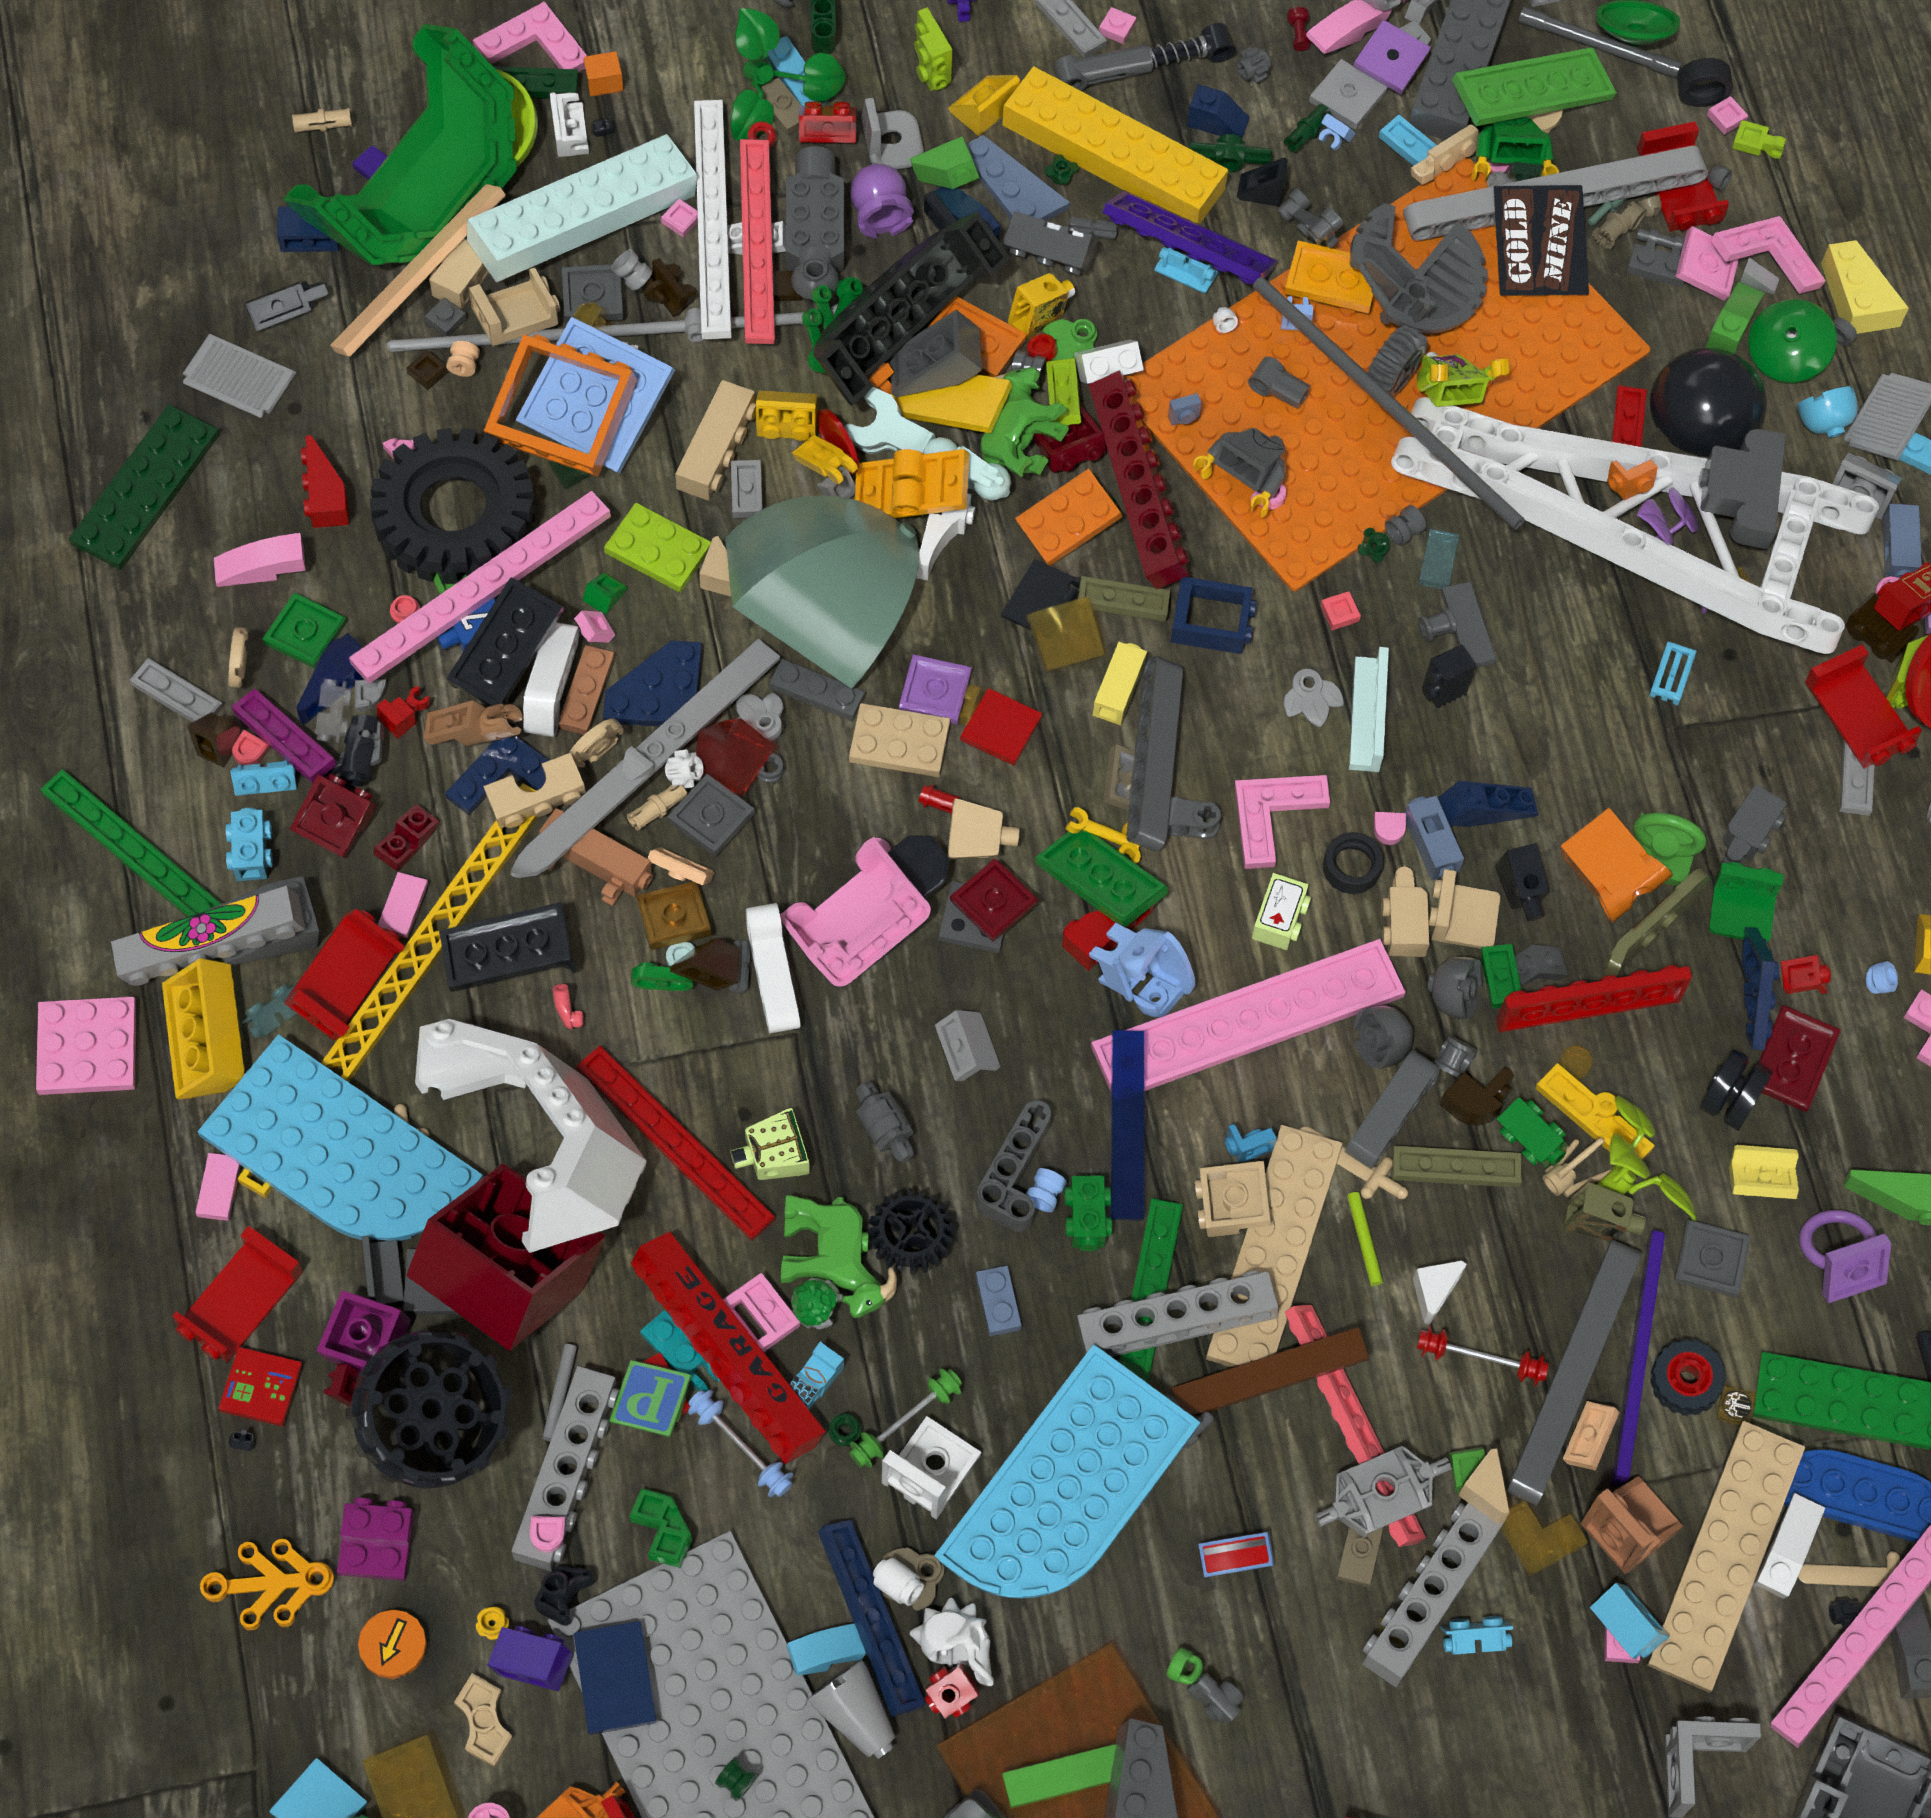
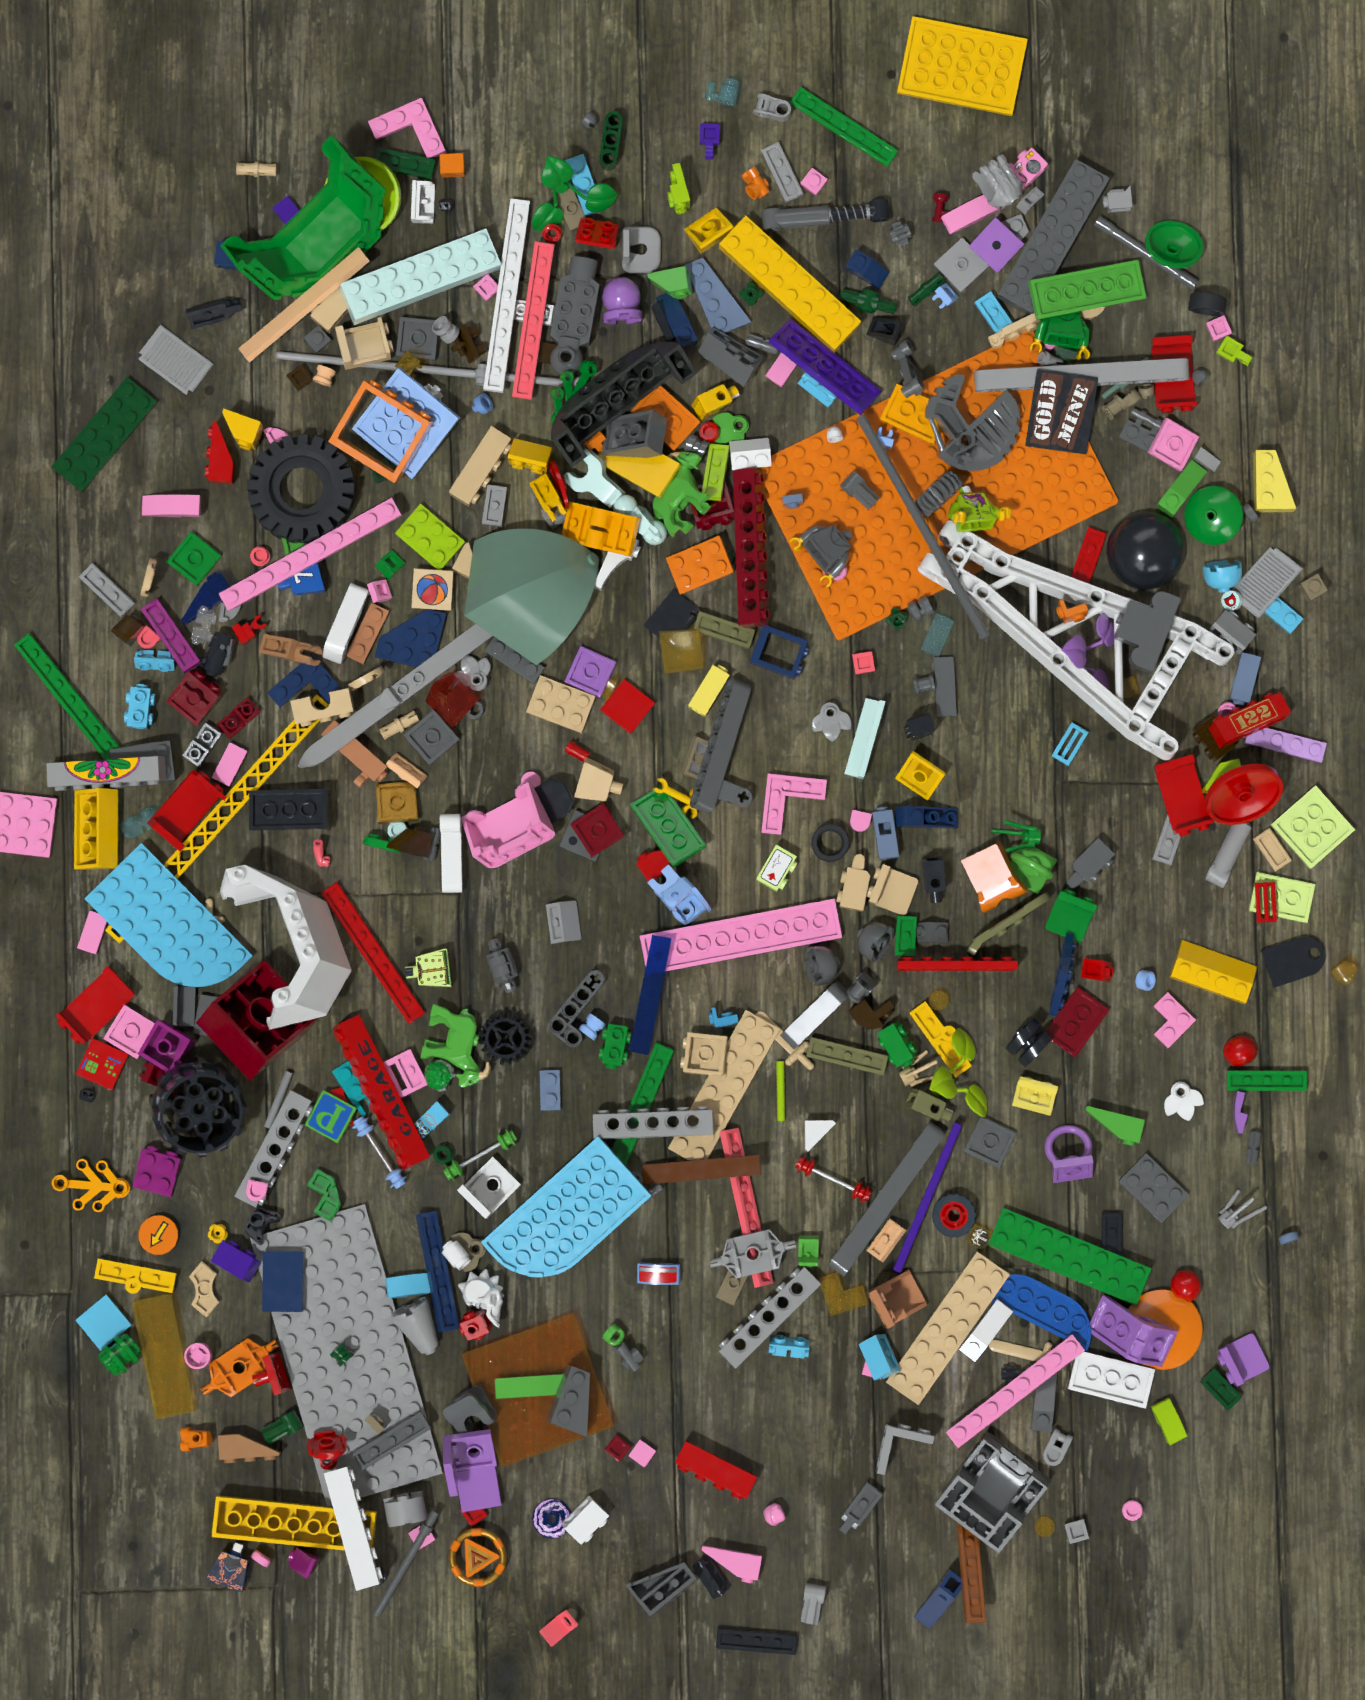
camera: 15 degrees right, 20 degrees up
(296, 1326) = (129, 1031): none -> bright pink plate
(353, 437) = (244, 429): none -> yellow slope
(356, 883) = (202, 744): none -> slope
(362, 1718) = (135, 1276): none -> yellow hinge
(505, 643) = (319, 601): black plate -> none
(674, 612) = (432, 589): none -> tile
(684, 768) = (419, 705): white gear -> none
(703, 360) = (482, 404): none -> medium blue tile
(1036, 35) = (757, 186): none -> orange plate
(1128, 253) = (781, 370): none -> bright pink tile
(1466, 744) = (920, 775): none -> yellow slope
(1486, 1489) = (812, 1266): tan slope -> none
(1651, 801) = (1030, 835): none -> green plant
(1776, 238) = (1227, 436): bright pink plate -> none
(1852, 443) = (1231, 600): none -> light aqua tile

